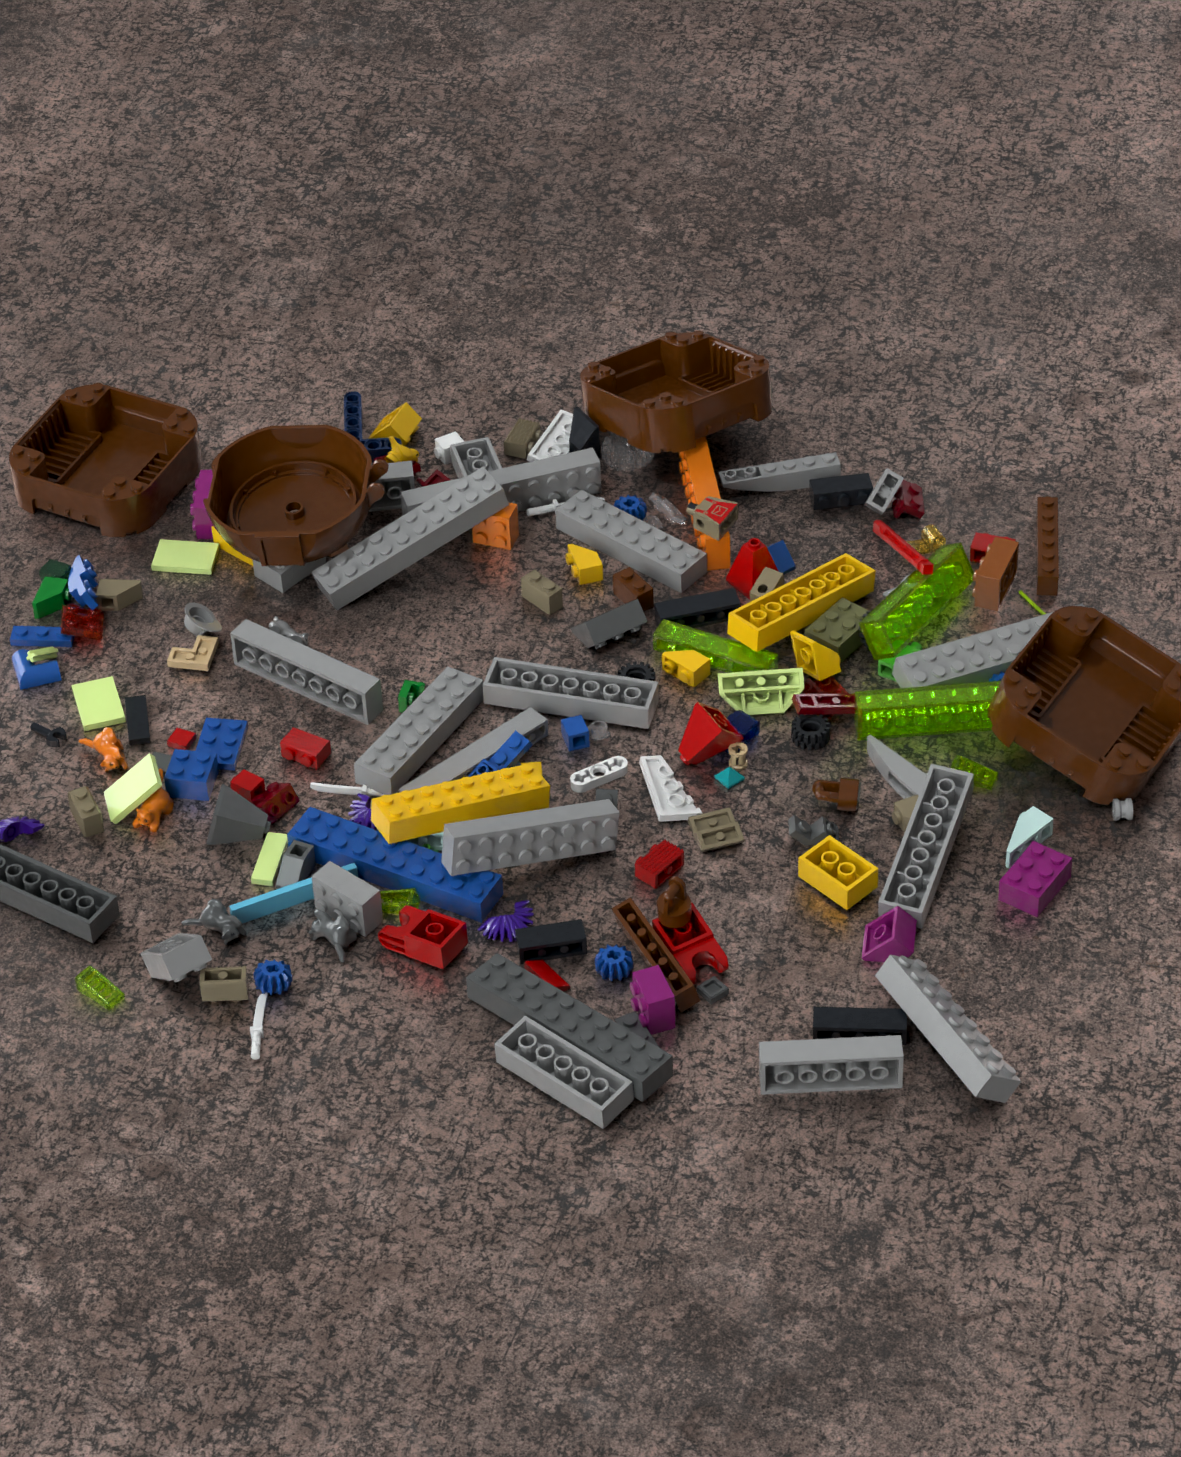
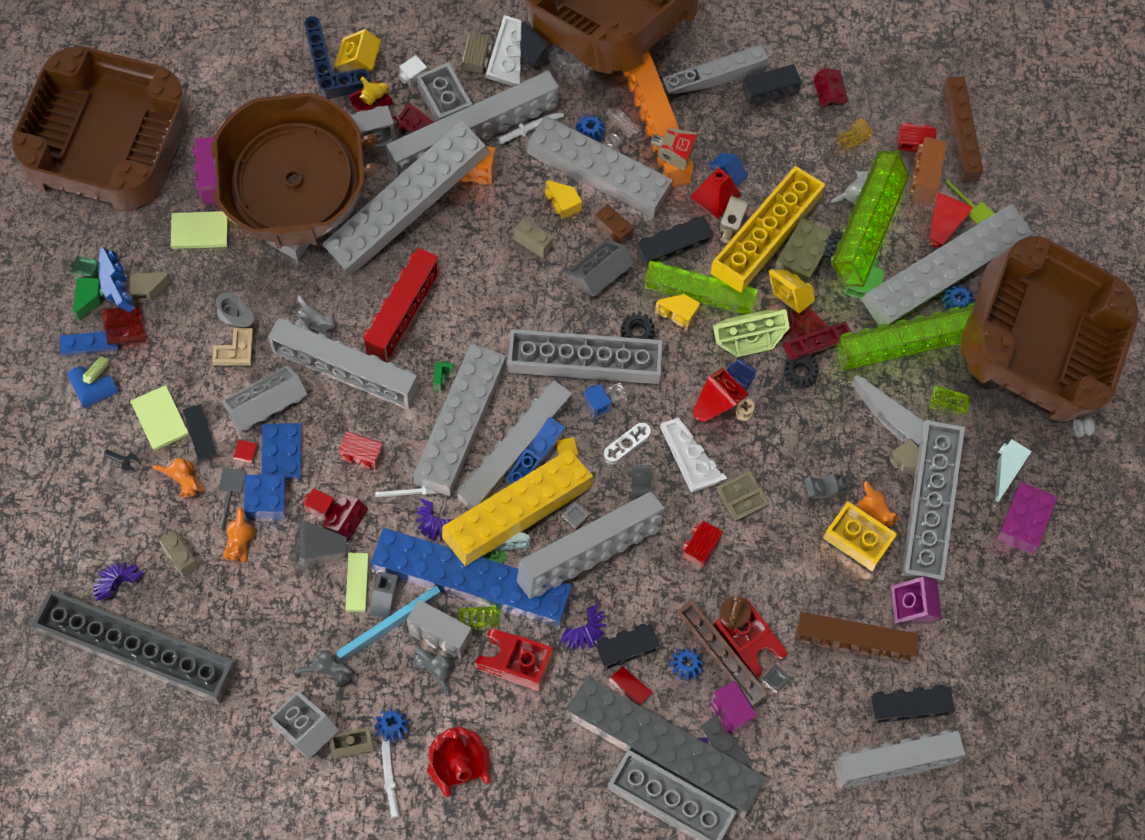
camera: 15 degrees left, 25 degrees up
(90, 977) = (224, 746): clear neon green slope -> none
(132, 788) = (217, 526): yellowish green tile -> none
(214, 695) = (264, 398): none -> light grey slope
(335, 1004) = (457, 758): none -> red piece
(386, 626) = (402, 304): none -> red brick
(729, 777) = (740, 430): teal slope -> none
(812, 960) = (857, 637): none -> reddish brown brick
(844, 793) = (849, 443): reddish brown piece -> none
(866, 847) = (875, 505): none -> orange animal
(884, 491) = (813, 86): light grey brick -> none
(888, 535) = (846, 158): red piece -> none
(948, 1028) = (989, 705): light grey brick -> none
(1009, 608) = (947, 219): none -> red slope

